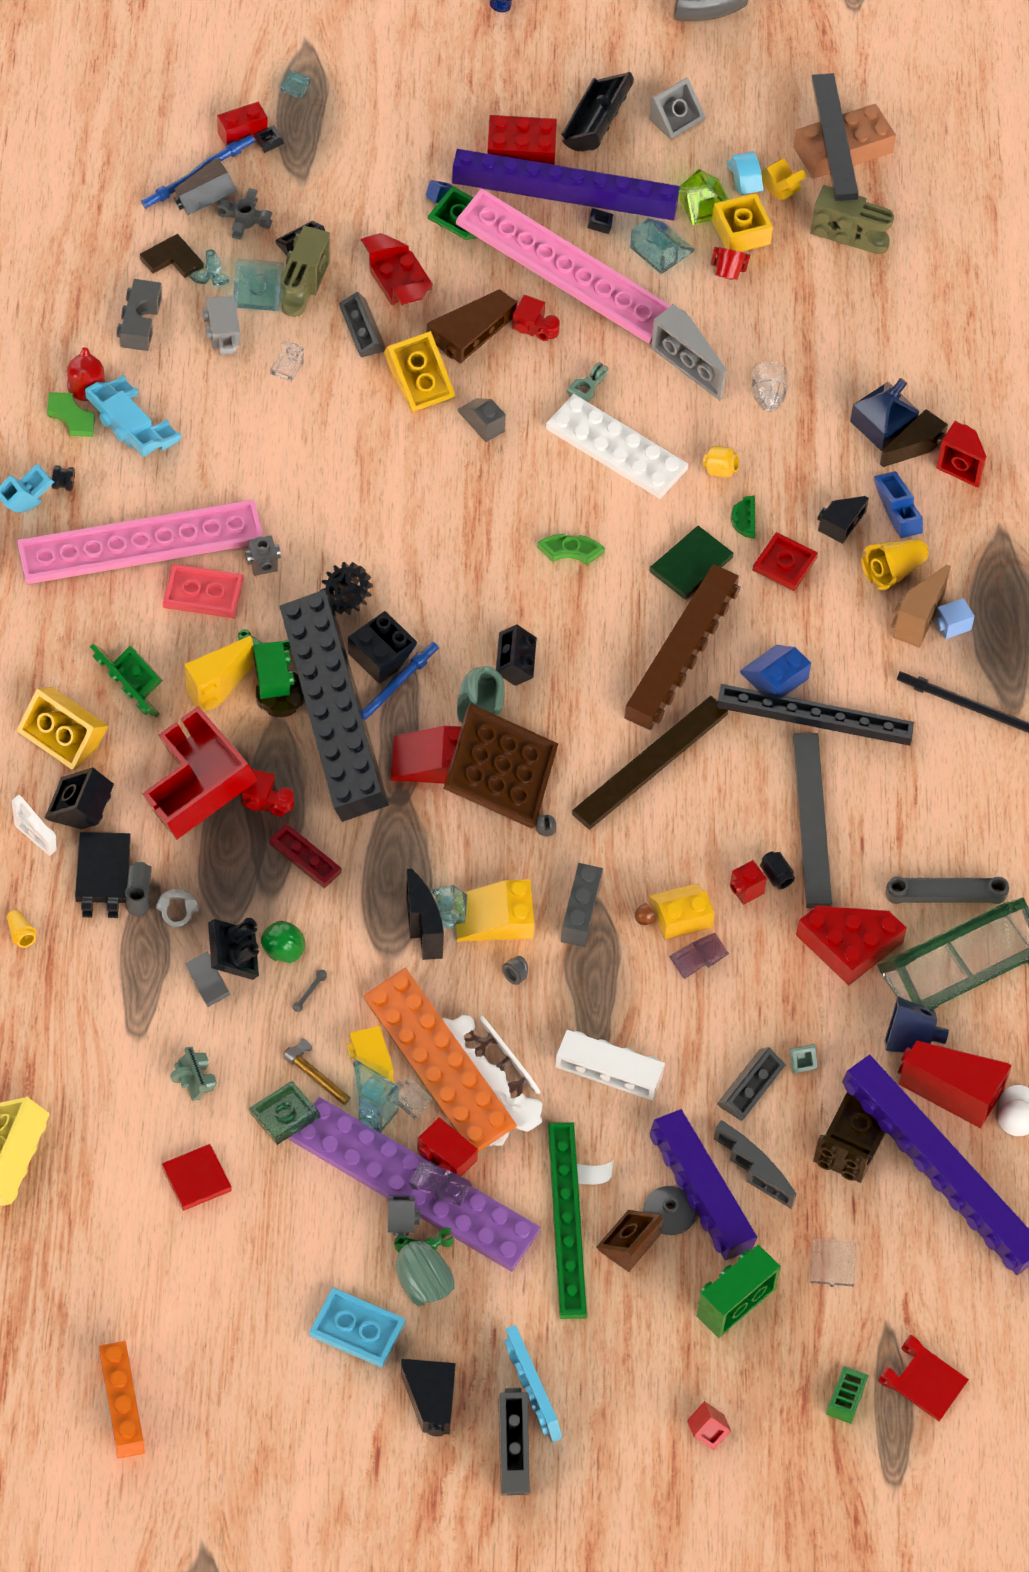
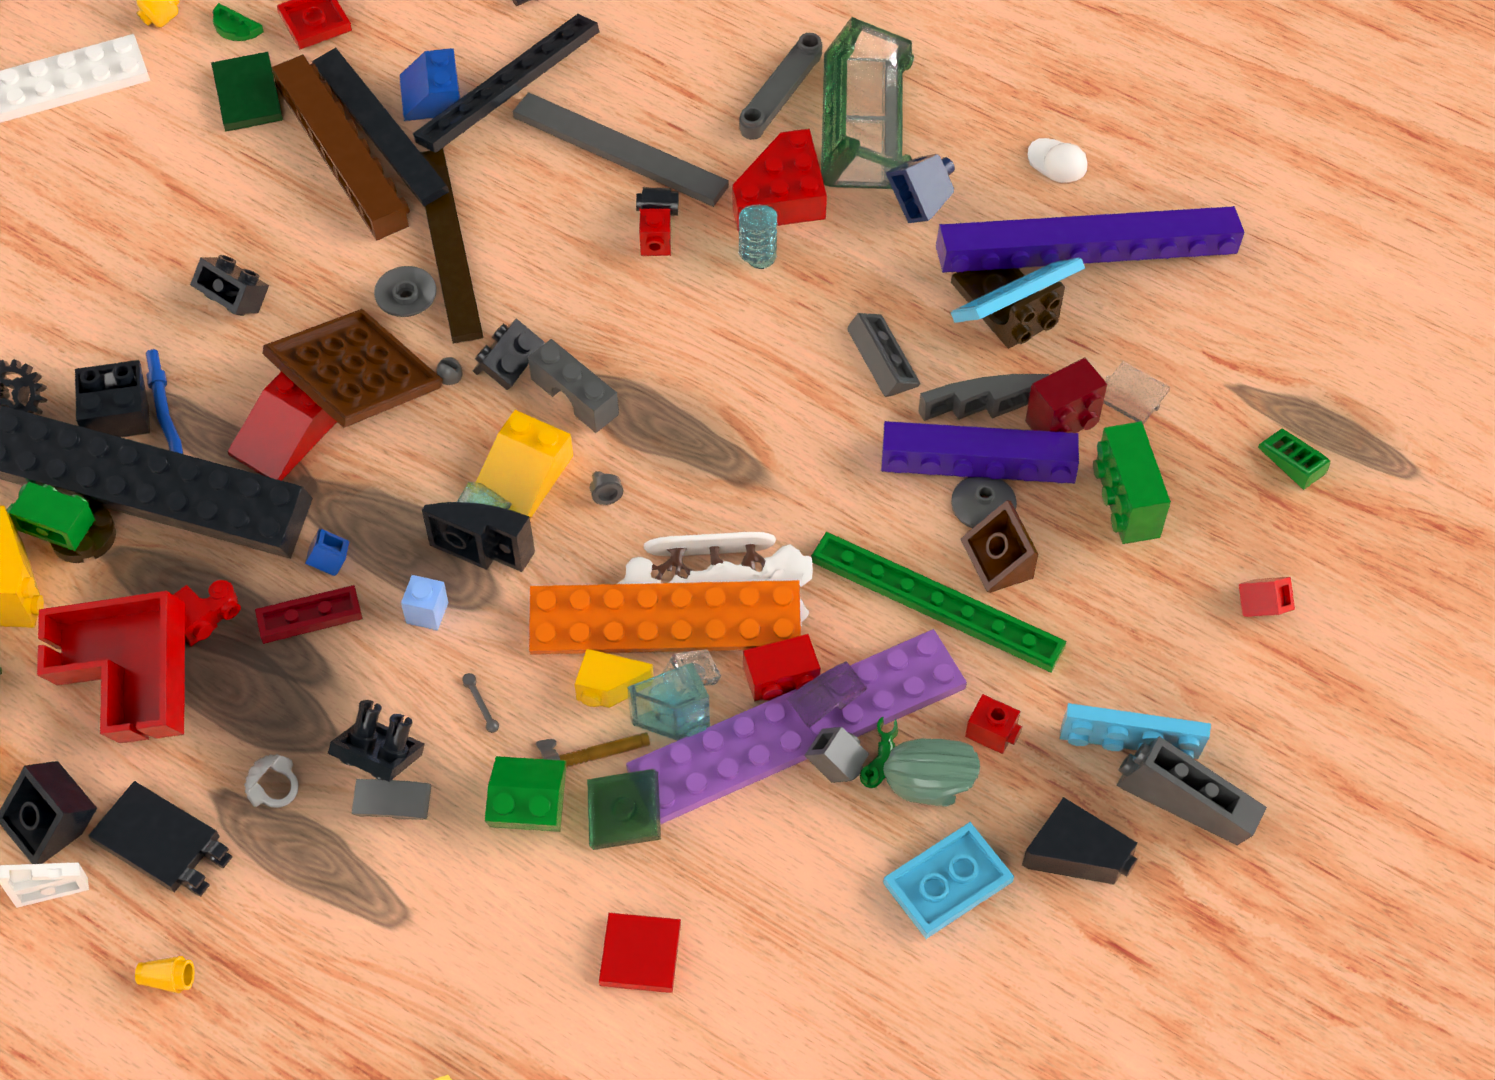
camera: 55 degrees left, 0 degrees up
(138, 888) = (214, 809): dark grey piece -> none
(189, 1073) = (504, 882): sand green hips -> none
(257, 1050) = (526, 794): none -> green slope
(283, 942) = (402, 693): green hair -> none
(355, 915) = (424, 602): none -> light blue brick
(357, 838) = (327, 552): none -> blue slope
(482, 688) = (244, 333): sand green hair -> none
(489, 1298) = (993, 724): none -> red brick
(573, 547) = (133, 184): bright green tile -> none
(587, 851) = (508, 354): none -> black bracket
(590, 752) = (405, 291): none -> dark grey dish
(594, 1174) = (902, 540): white sticker -> none
(610, 1064) = (781, 461): white brick -> none
(644, 915) = (624, 339): dark orange hinge -> none
(682, 911) = (643, 303): yellow slope -> none
(698, 954) = (705, 319): slope -> none
(717, 660) = (381, 127): none -> black tile
(779, 1216) = (1067, 399): none -> dark red brick
(786, 947) = (758, 235): none -> clear light blue piece
(803, 1058) = (888, 293): sand green slope -> none
(848, 1134) = (1017, 290): none -> medium azure tile
(926, 1380) = (1314, 383): red flag -> none
(954, 1080) = (1007, 179): red slope -> none

